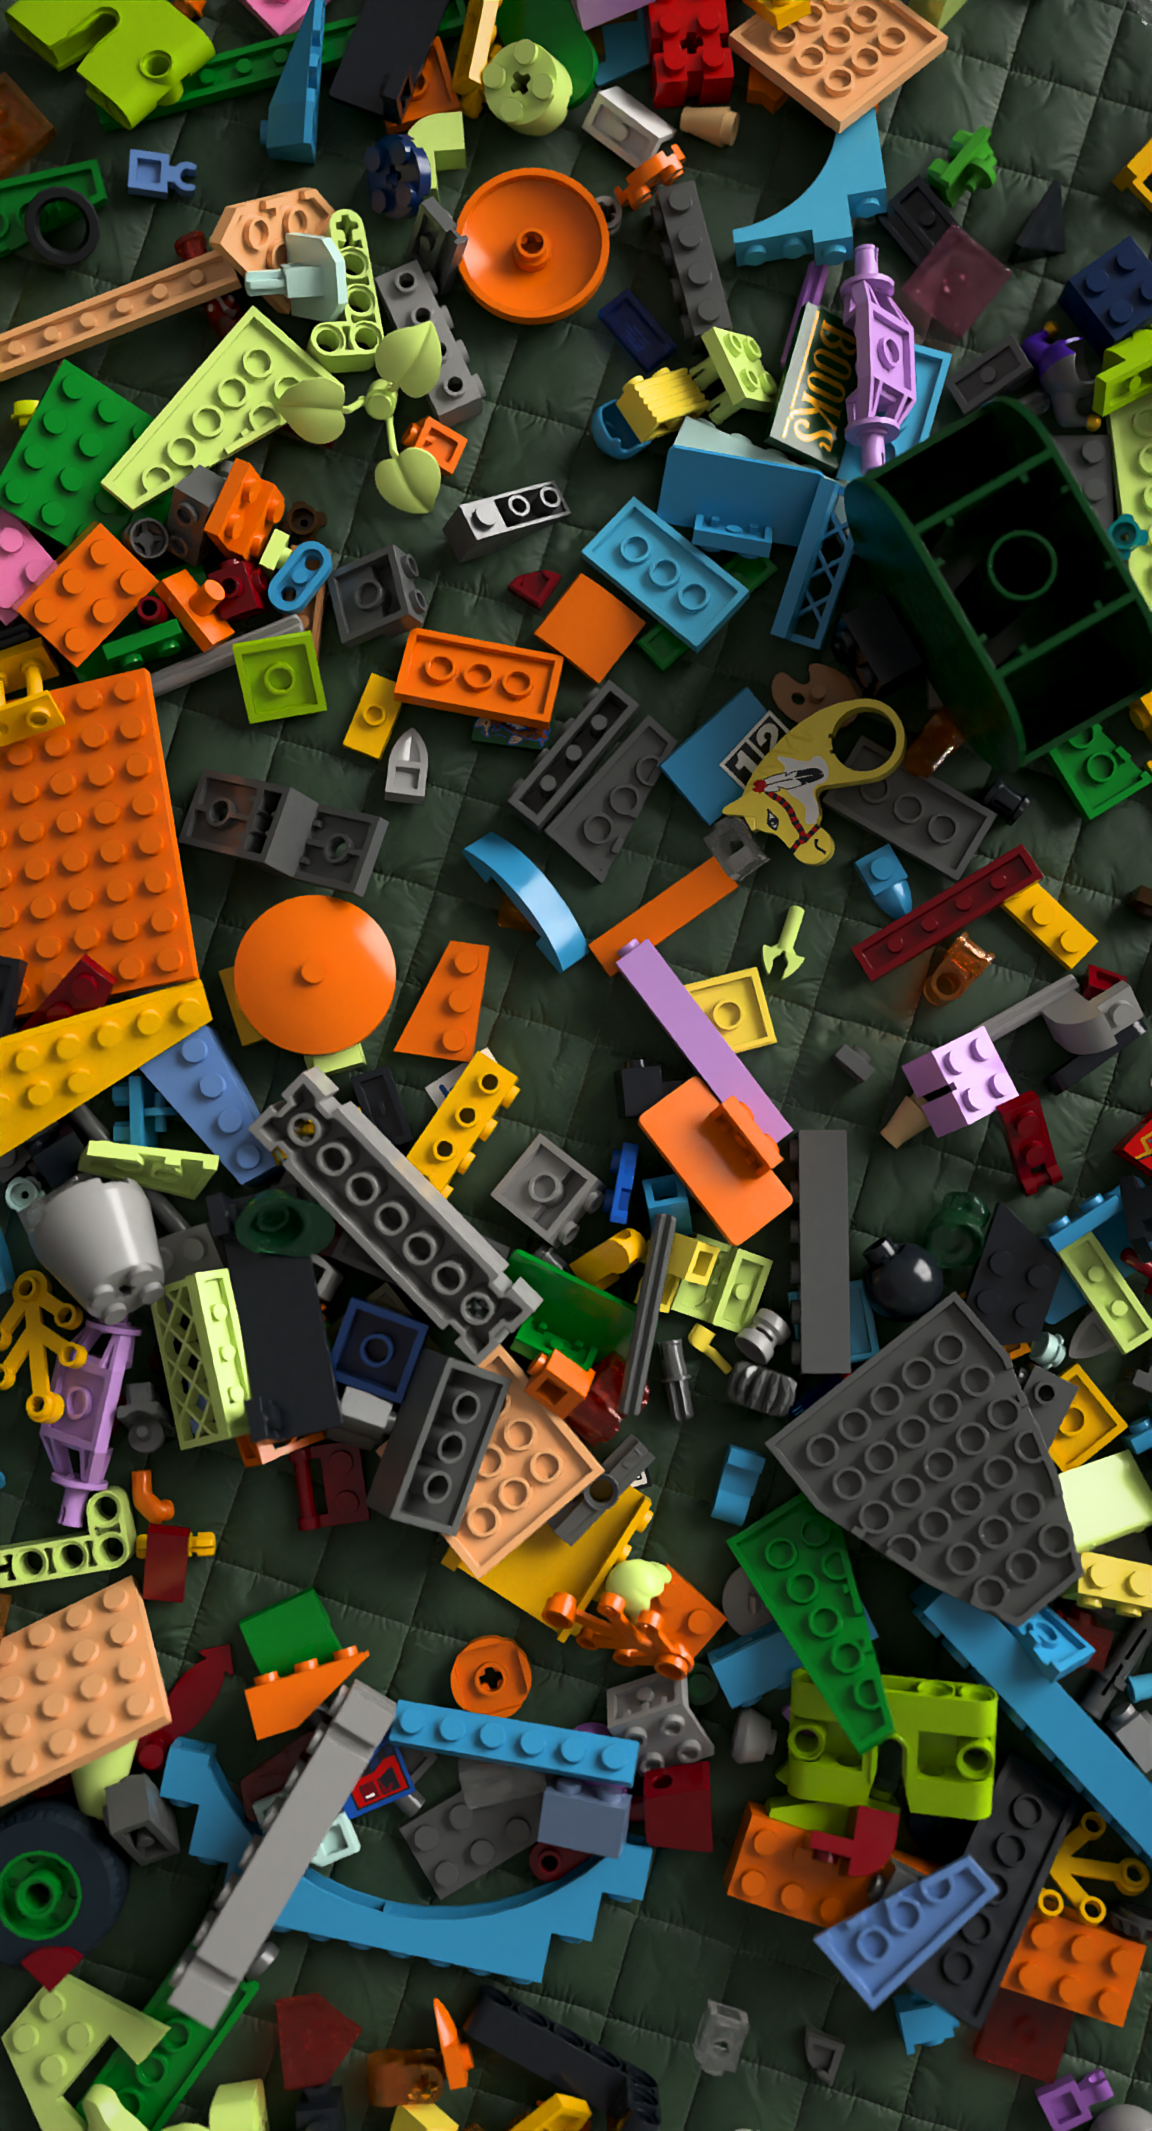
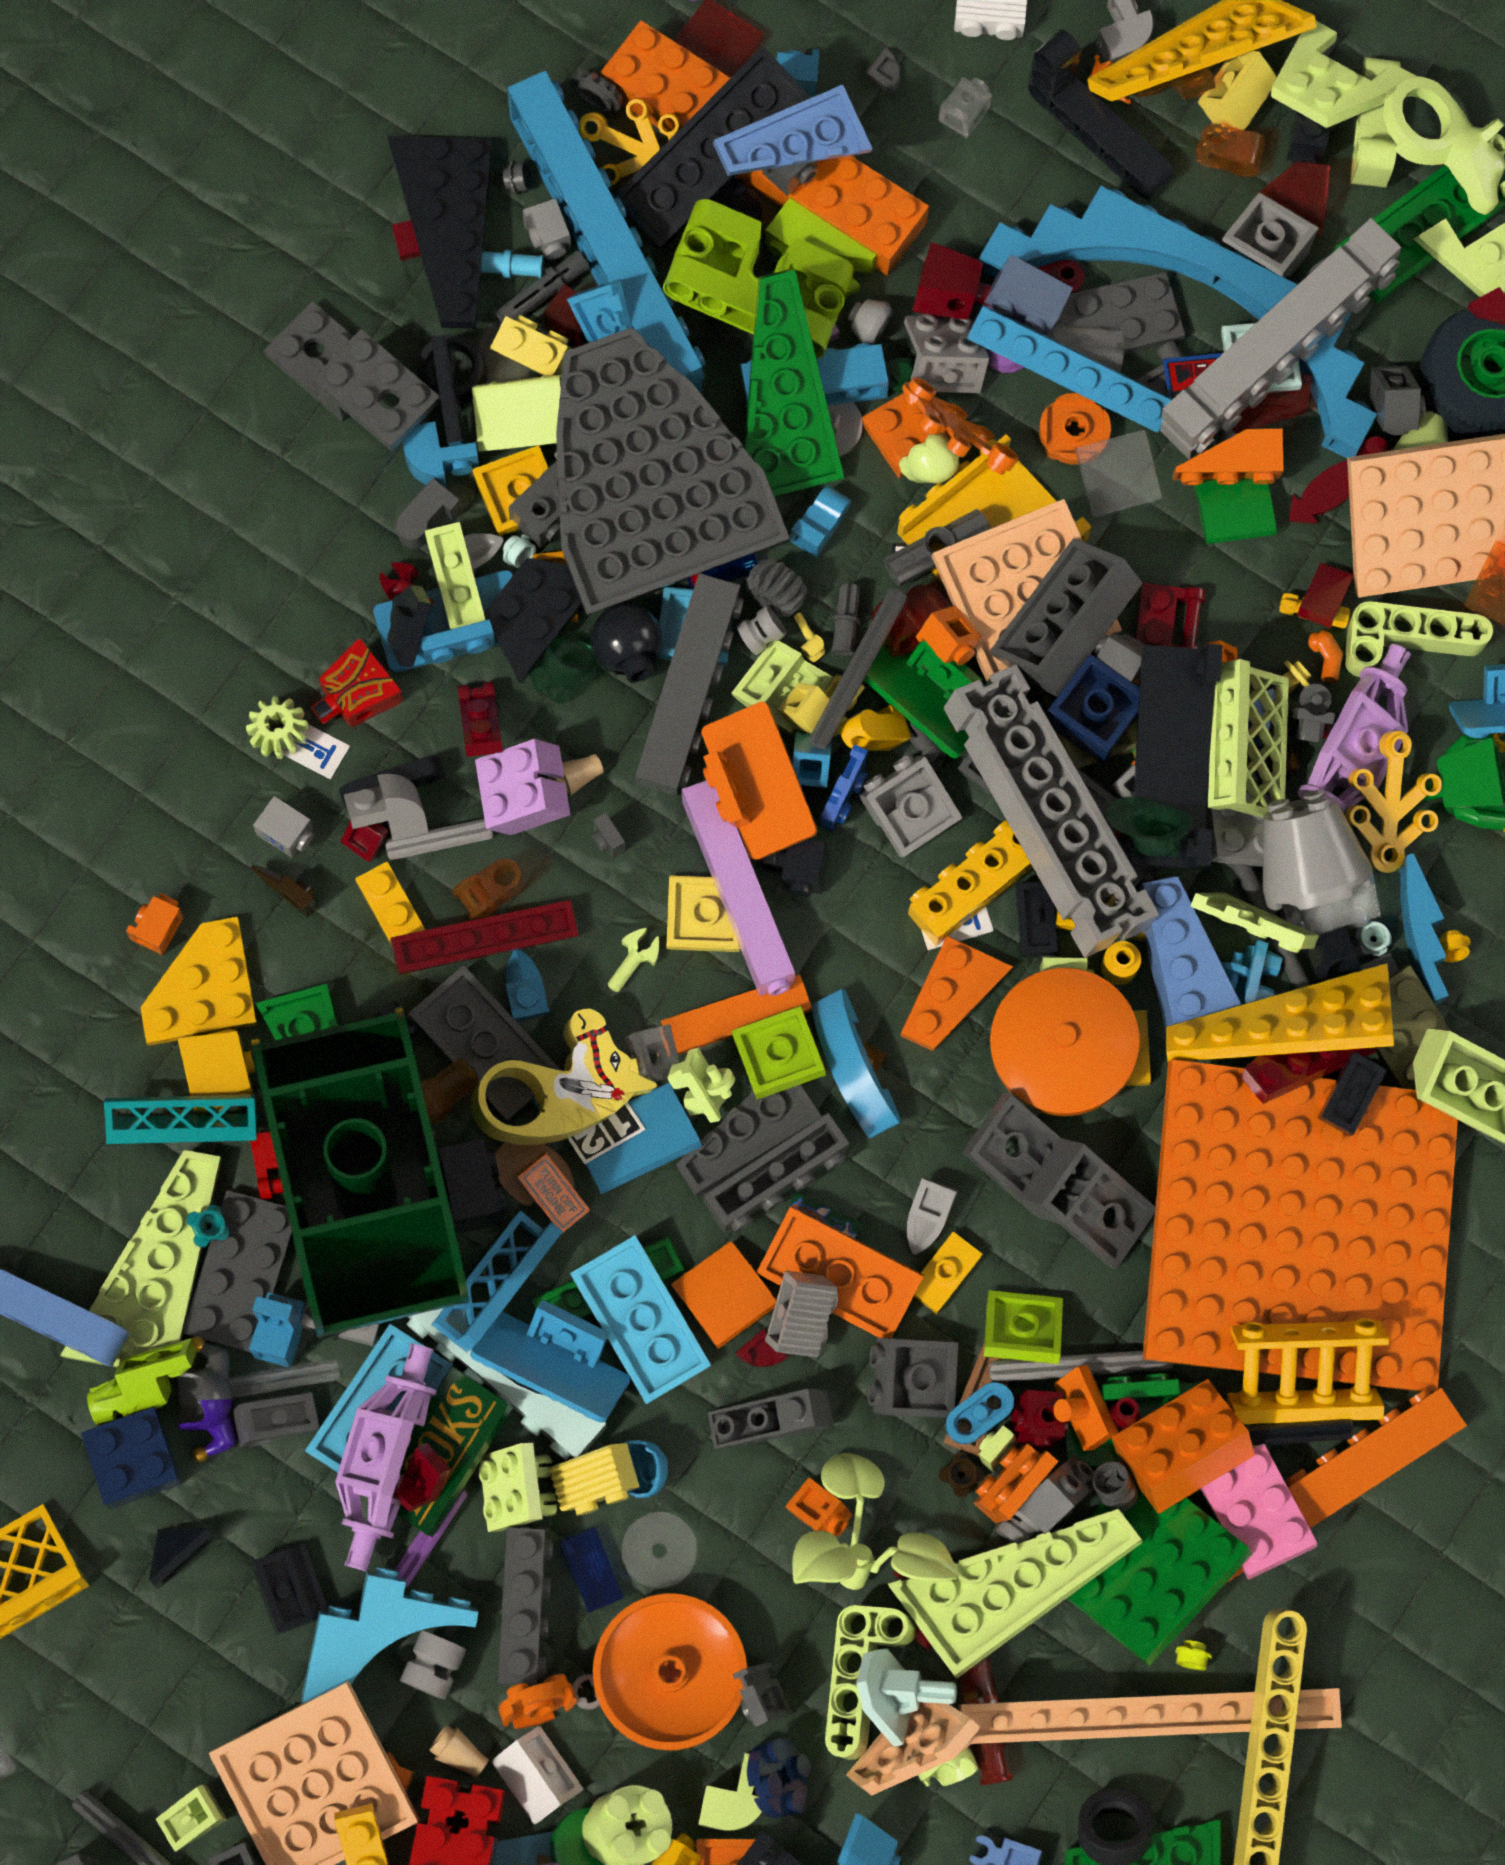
camera: 165 degrees left, 10 degrees down
(175, 1463) = (1296, 675): none -> light yellow plate
(268, 1077) = (1120, 973): none -> yellow brick
(330, 1979) = (1272, 236): none -> light grey slope
(409, 301) = (795, 1613): light grey brick -> none
(429, 1639) = (1118, 473): none -> clear tile
(456, 2054) = (1185, 154): orange plate -> none
(505, 620) = (802, 1314): none -> light grey brick
(582, 346) = (664, 1530): none -> clear plate
(608, 882) = (778, 1052): none -> lime plate
(676, 824) = (707, 1084): none -> yellowish green hips
(761, 187) = (433, 1665): none -> light grey wheel
(792, 675) = (552, 1192): none -> orange tile
(831, 341) = (422, 1479): none -> dark red bracket
(866, 1844) = (806, 206): dark red brick -> none
(956, 281) = (276, 1520): clear pink plate -> none
(968, 170) = (215, 1645): bright green hips -> none

